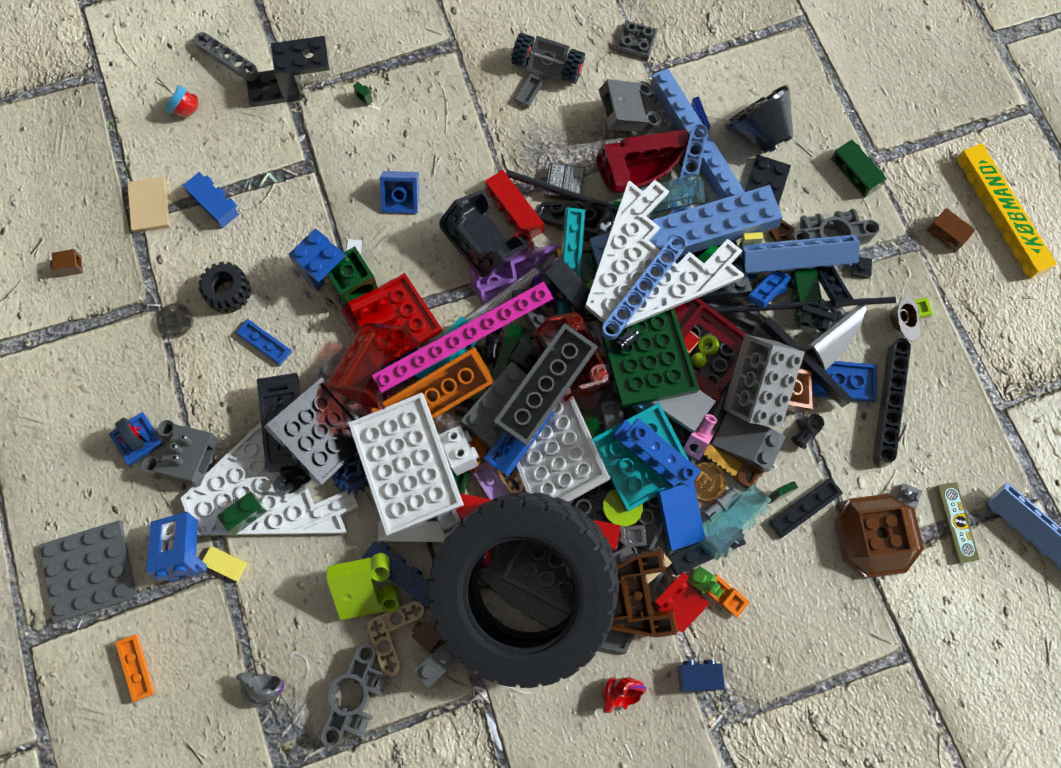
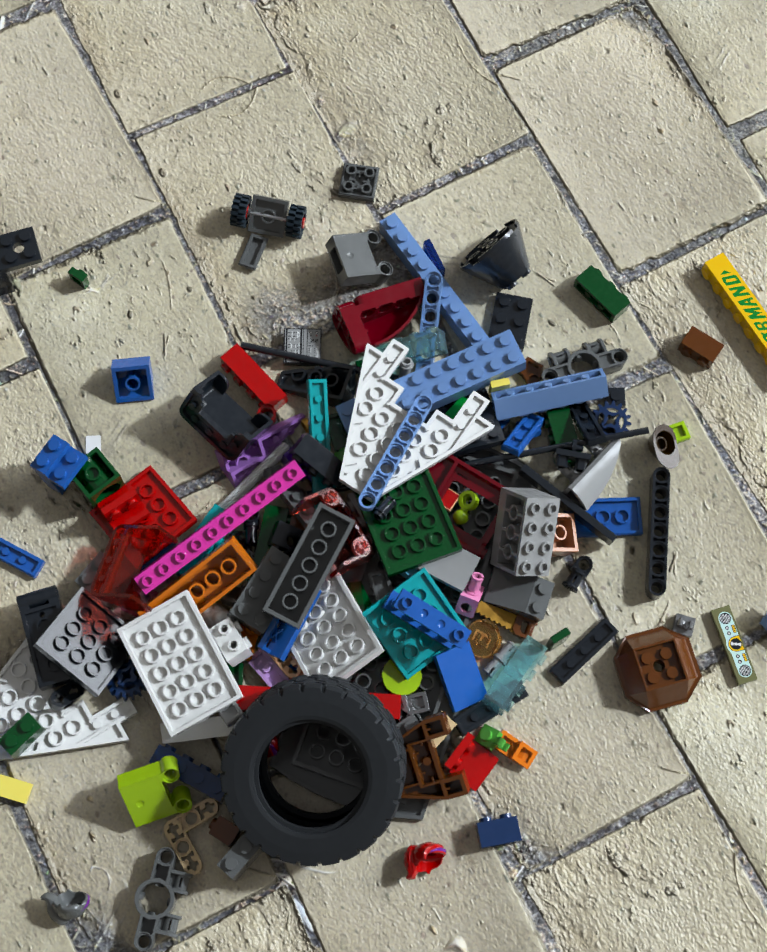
camera: 10 degrees left, 0 degrees up
(662, 209) = (405, 366): none -> light grey pin
(852, 282) = (606, 414): none -> dark blue gear

